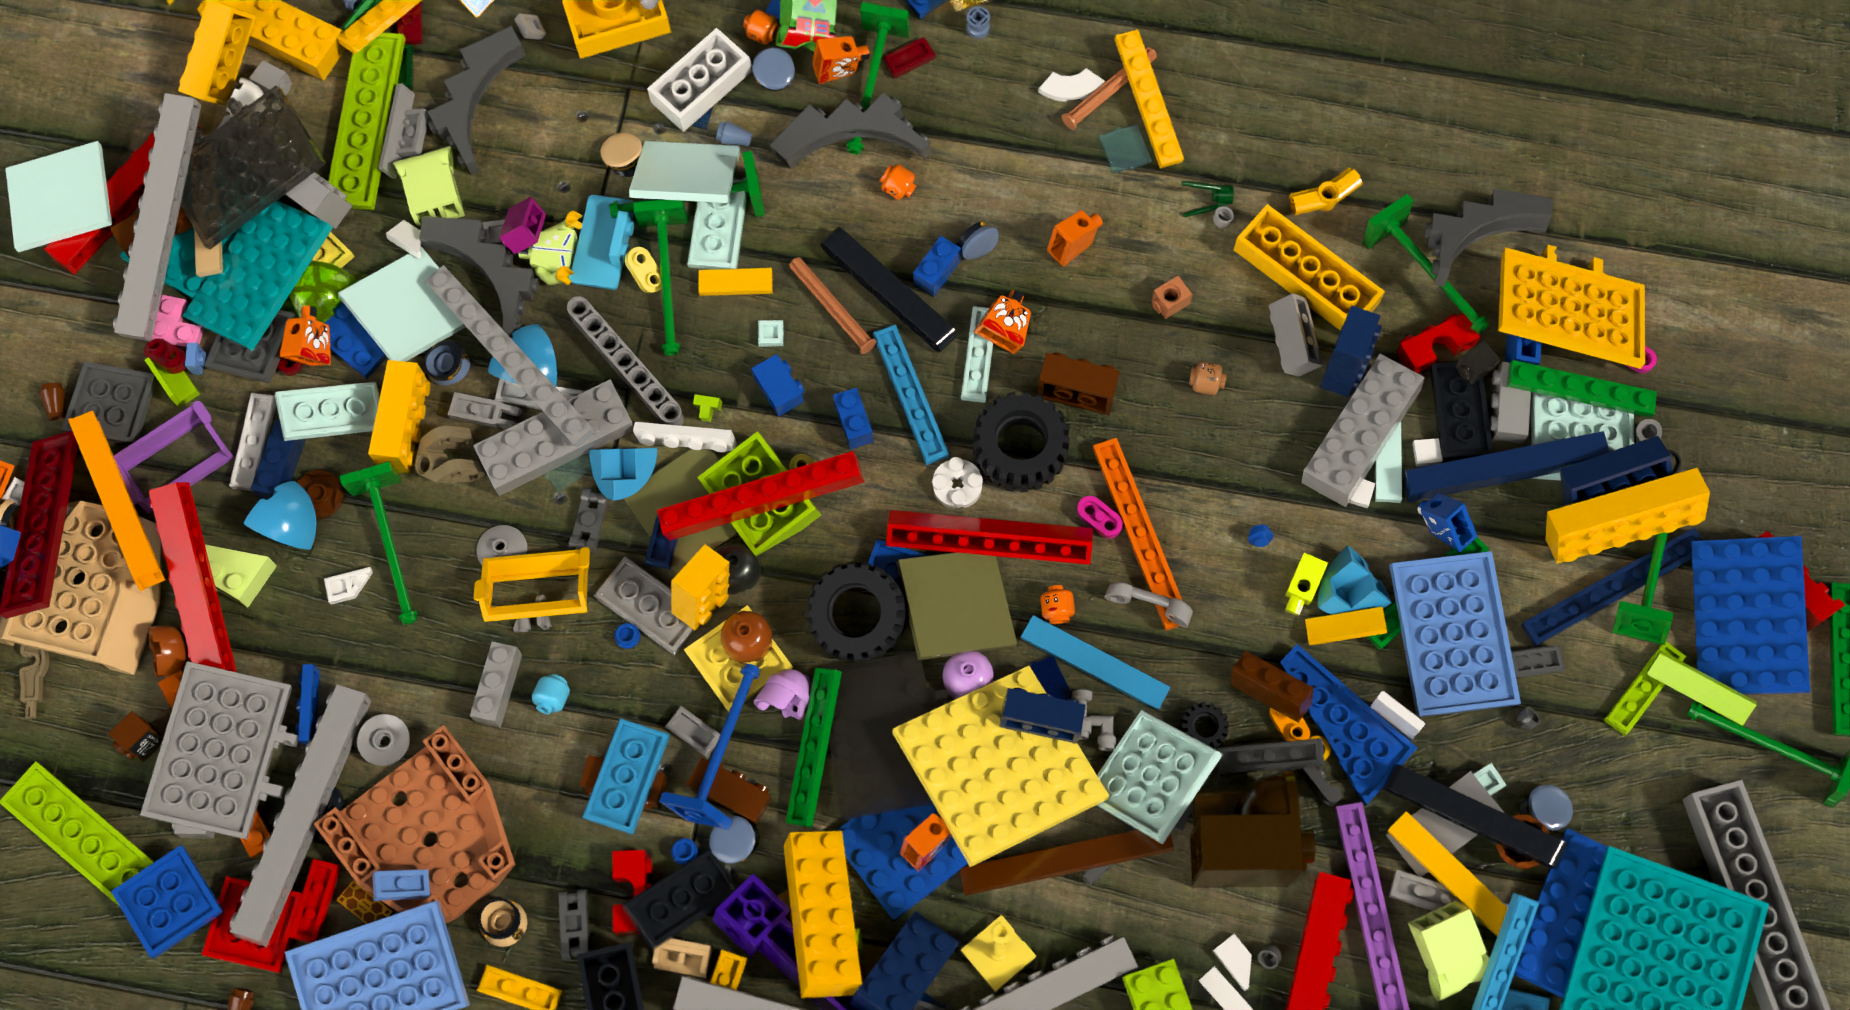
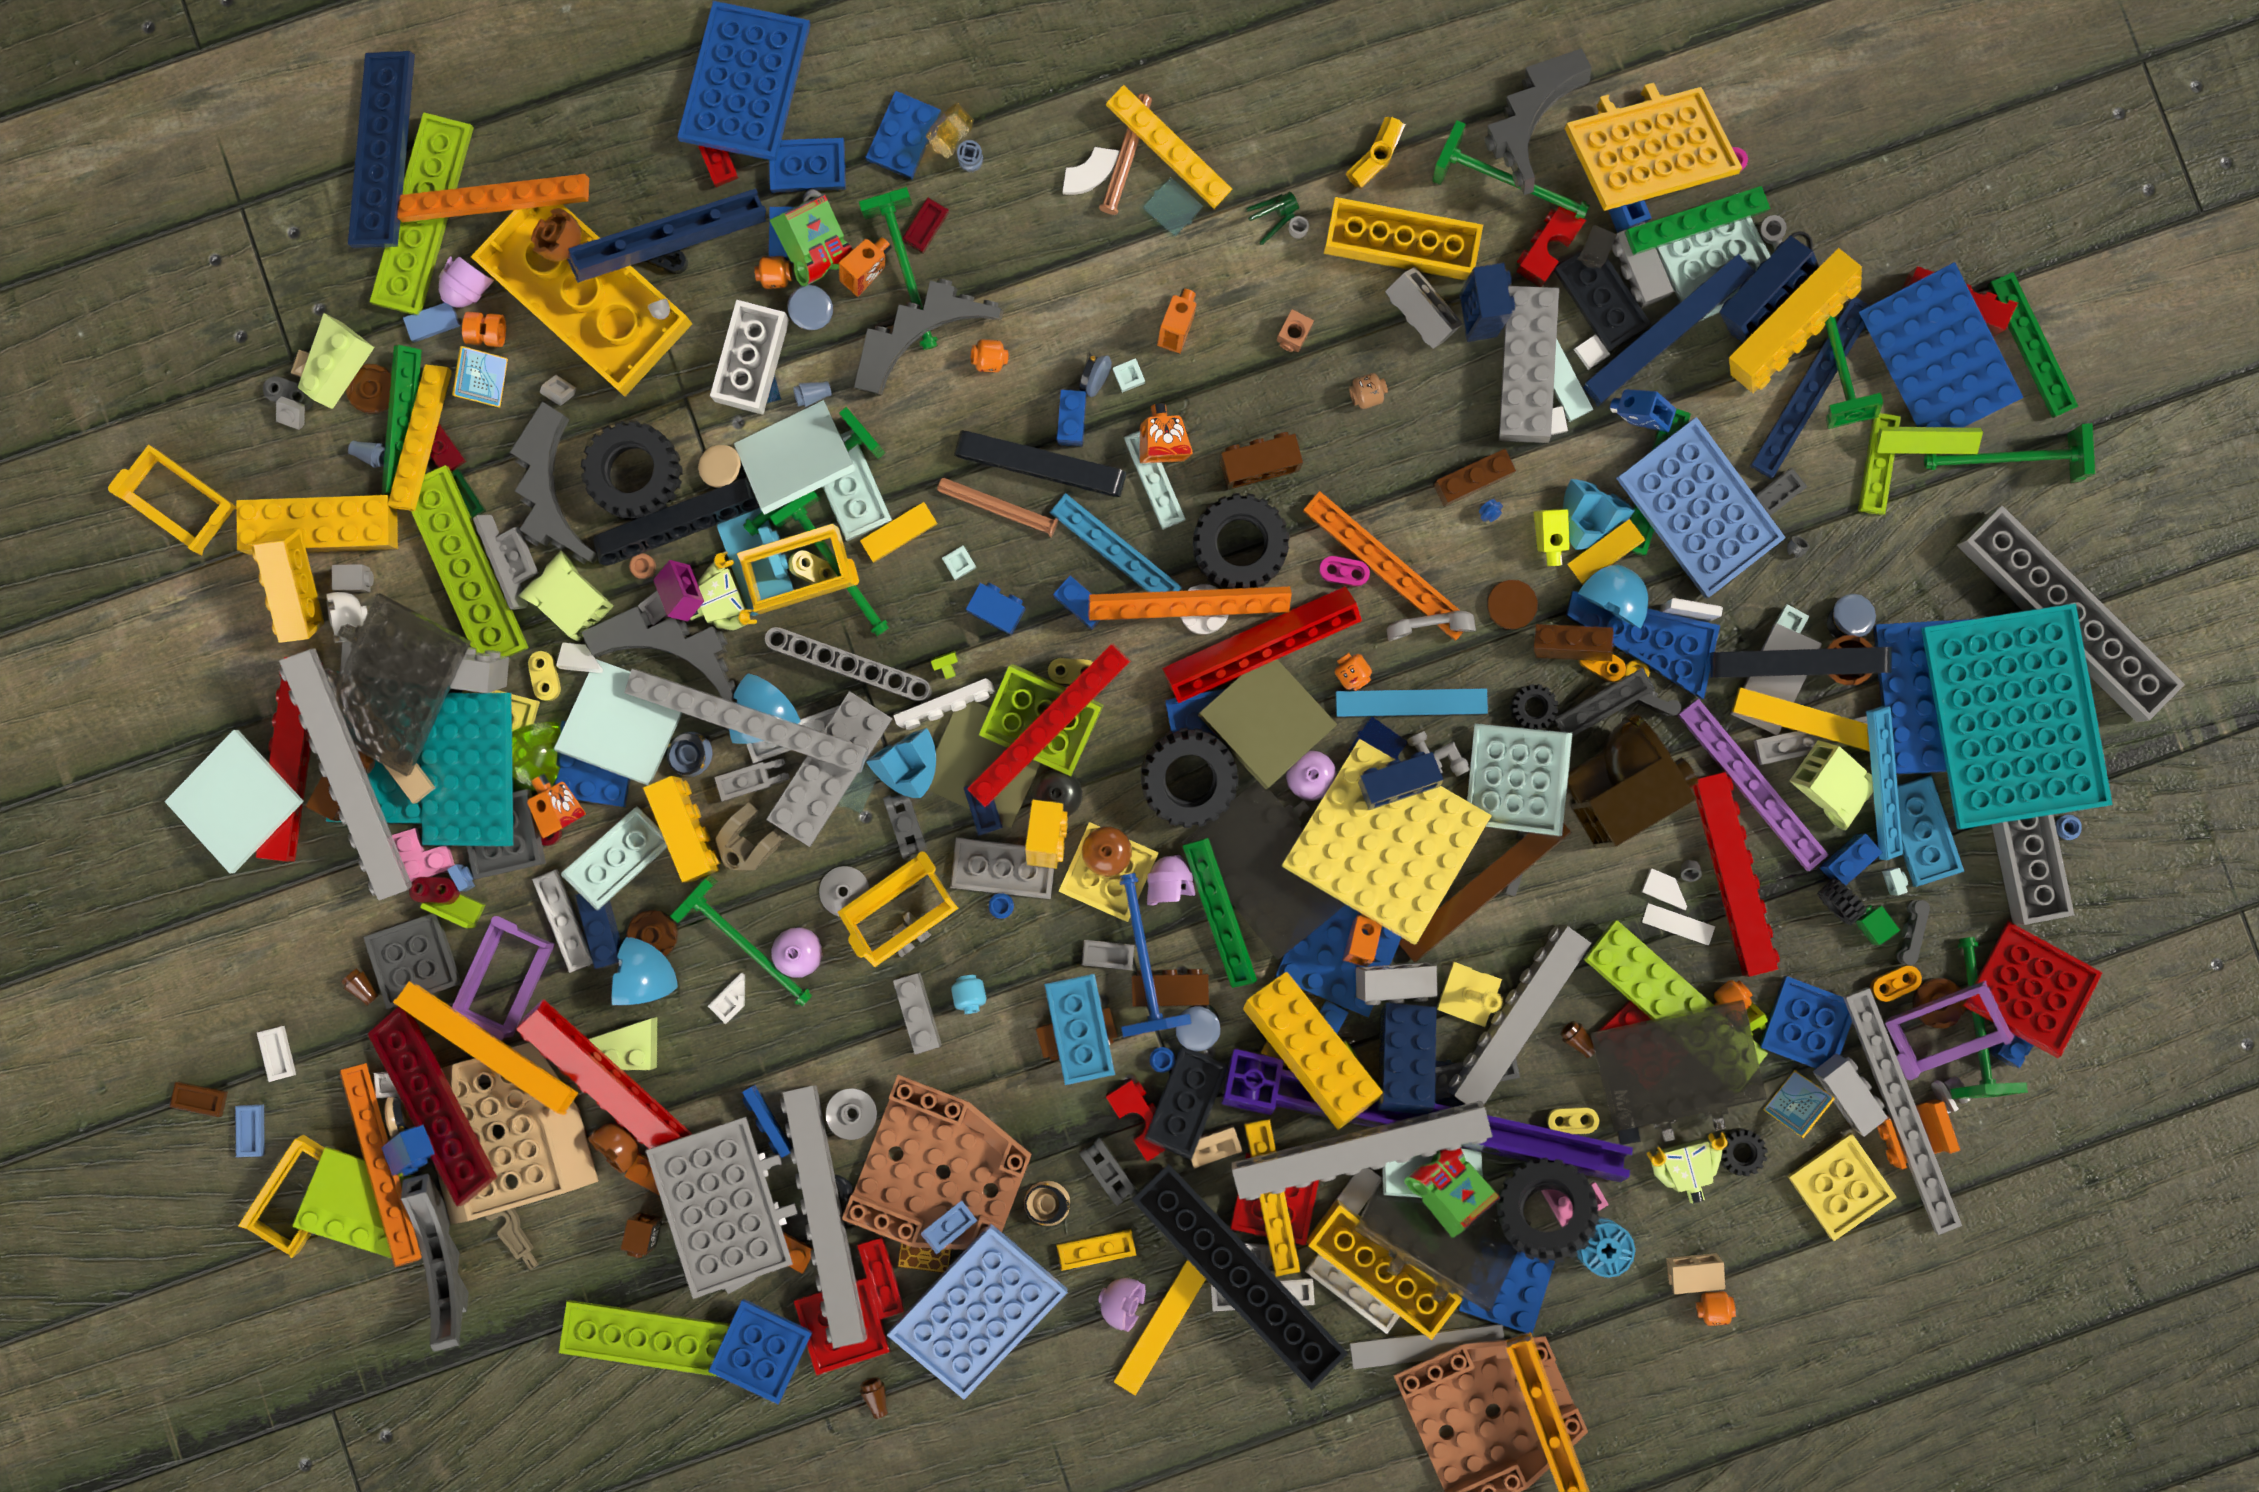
camera: 30 degrees left, 15 degrees up
(373, 237) = (544, 675): none -> light yellow plate
(427, 576) = (800, 963): none -> lavender cylinder
(508, 196) = (642, 566): none -> nougat tile
(544, 88) = (602, 456): none -> black tyre
(554, 174) = (675, 522): none -> black beam
(665, 289) = (847, 569): none -> yellow piece
(861, 901) = (1333, 1015): none -> blue plate
(935, 900) = (1396, 982): none -> light grey brick
(945, 464) = (1189, 603): none -> orange plate
(1007, 259) = (1128, 375): none -> light aqua plate
(1235, 627) = (1512, 604): none -> reddish brown tile
(1261, 499) = (1474, 477): none -> reddish brown brick
(1337, 664) = (1619, 592): none -> dark azure brick

